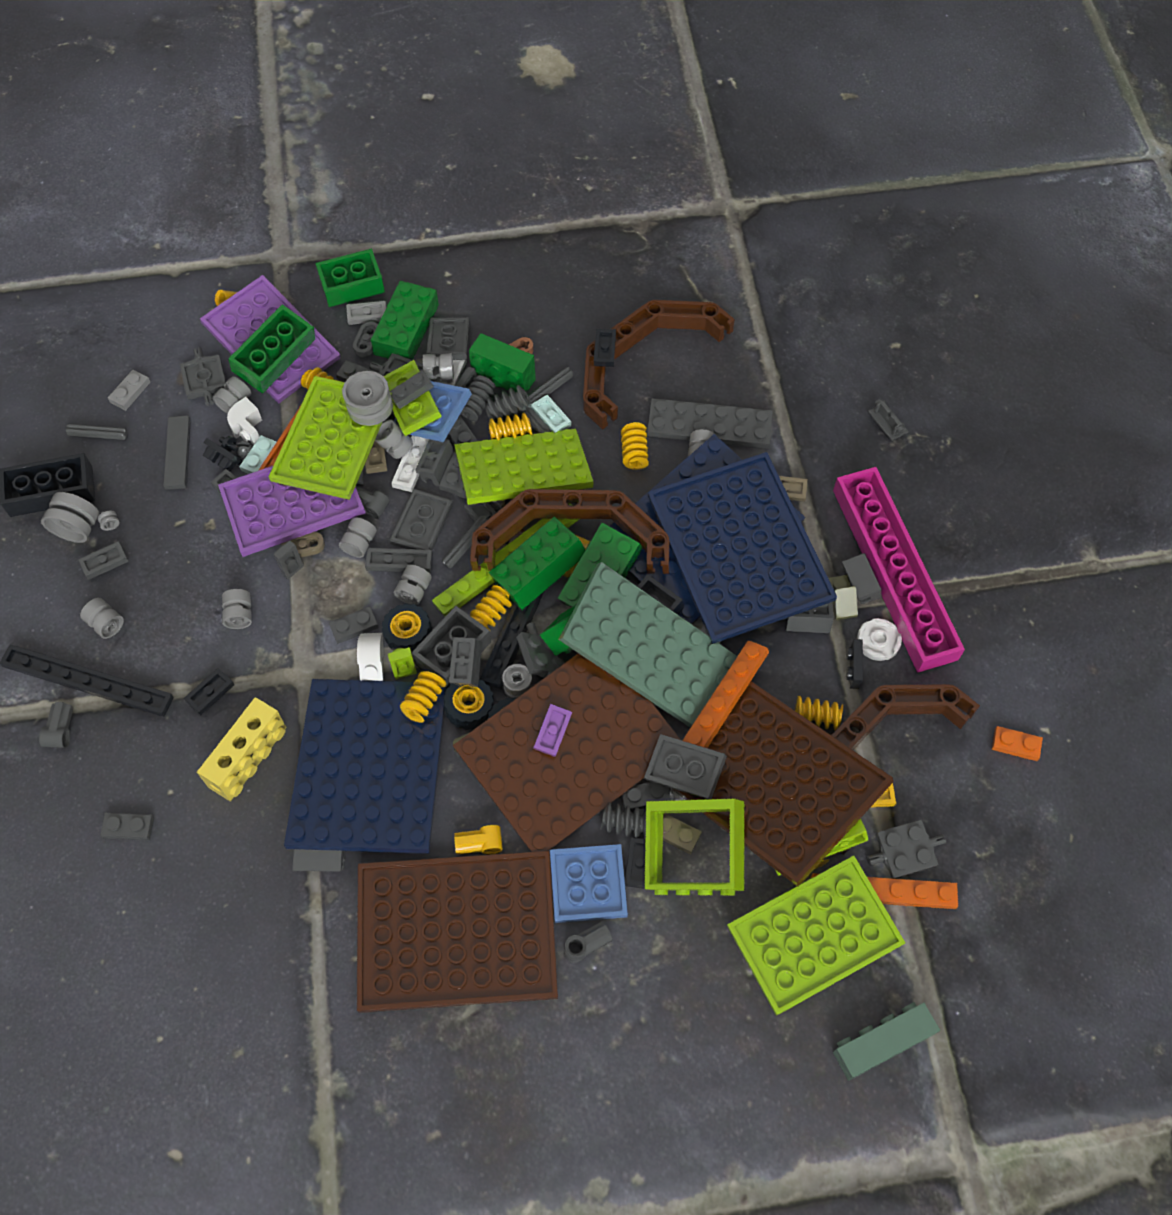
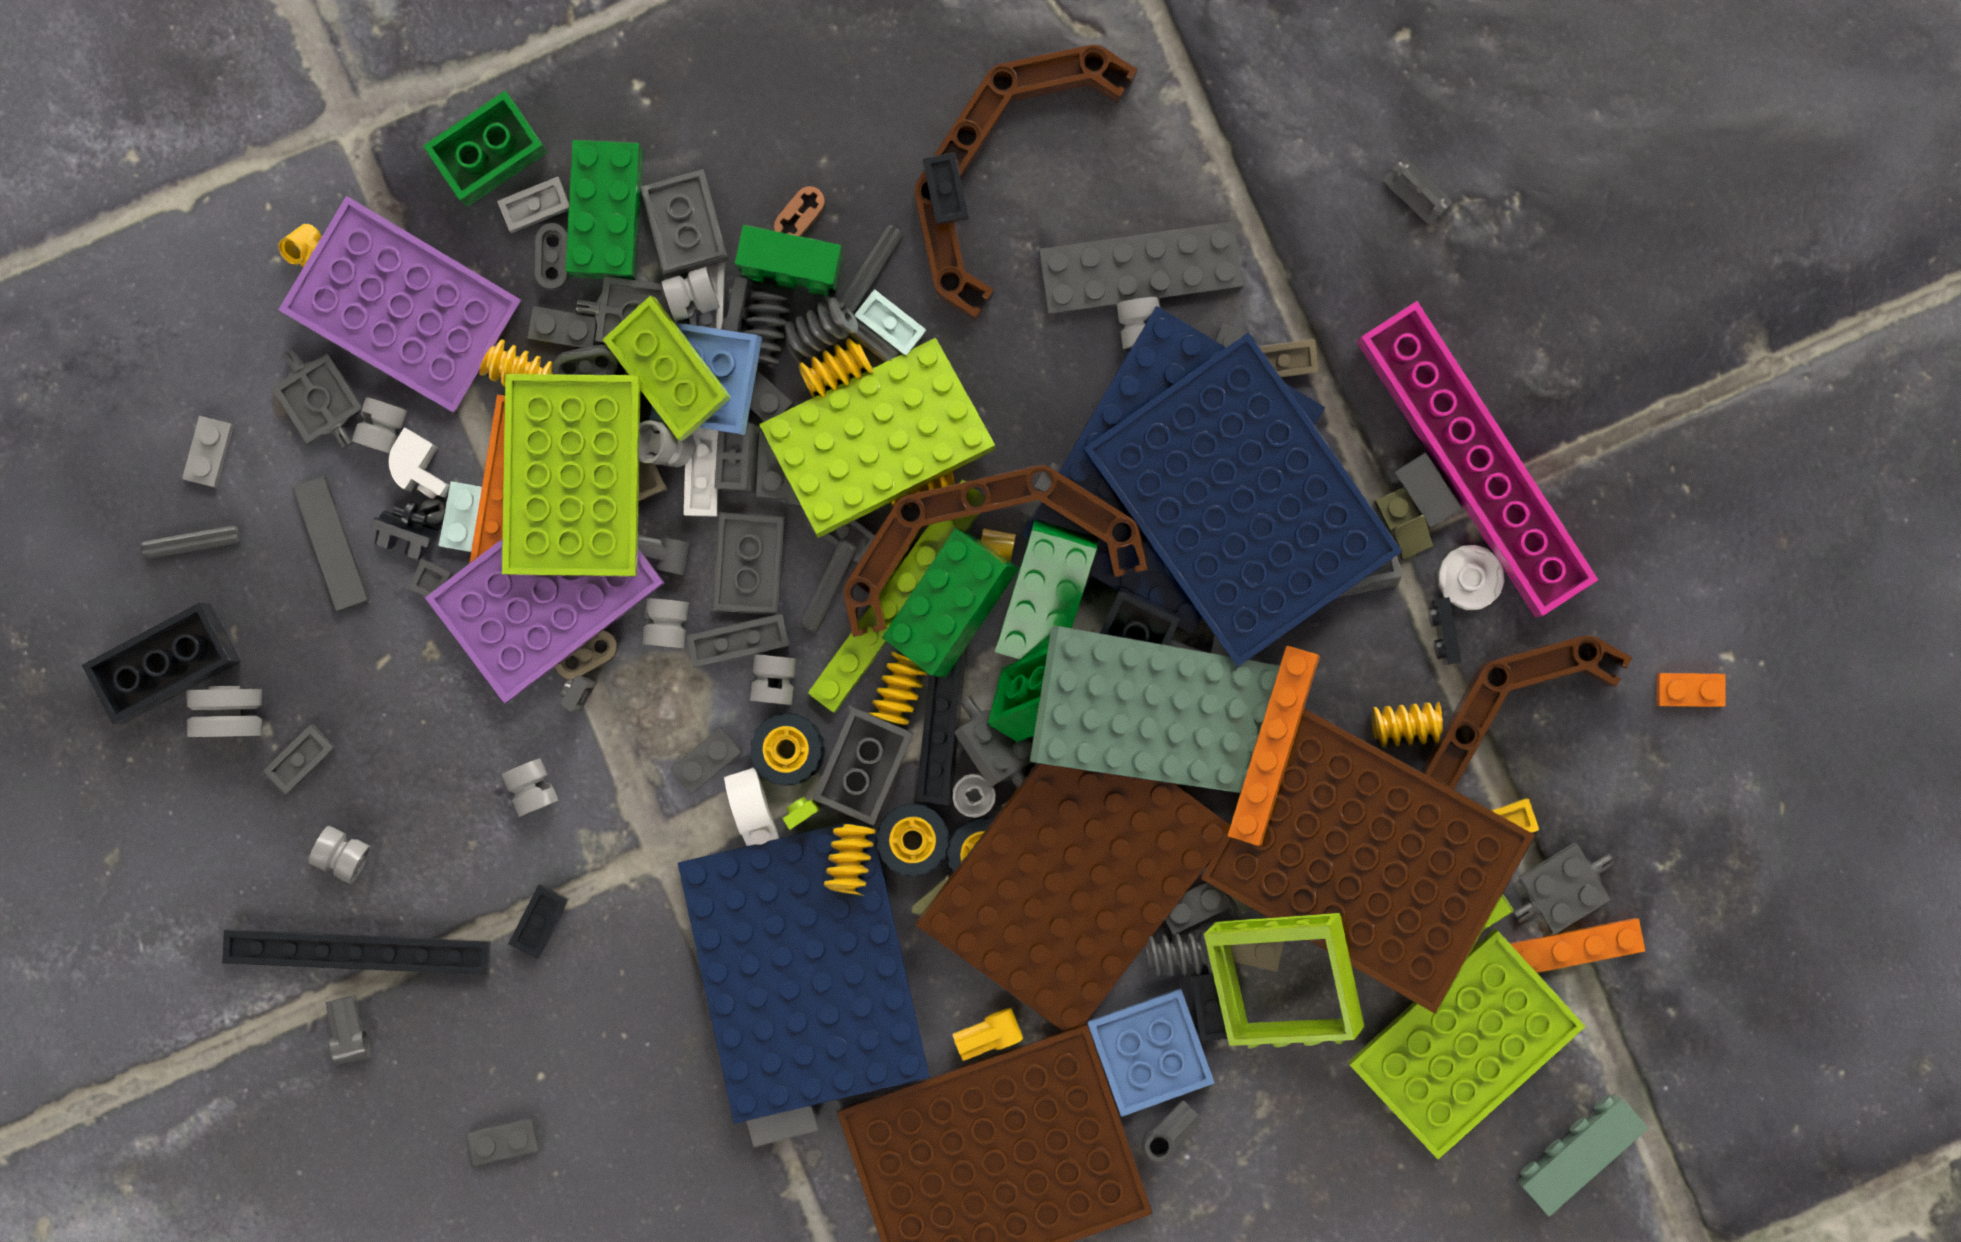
camera: 15 degrees left, 25 degrees up
(108, 520) = (278, 692): light grey bush -> none
(238, 745) = (602, 1048): light yellow brick -> none
(272, 348) = (418, 338): green brick -> none
(367, 398) = (593, 399): light grey wheel -> none
(411, 389) = (667, 360): dark grey plate -> none
(465, 661) = (896, 797): dark grey hinge -> none
(552, 730) = (1050, 872): medium lavender plate -> none
(634, 446) = (1036, 349): yellow piece -> none
(685, 767) = (1245, 872): dark grey plate -> none

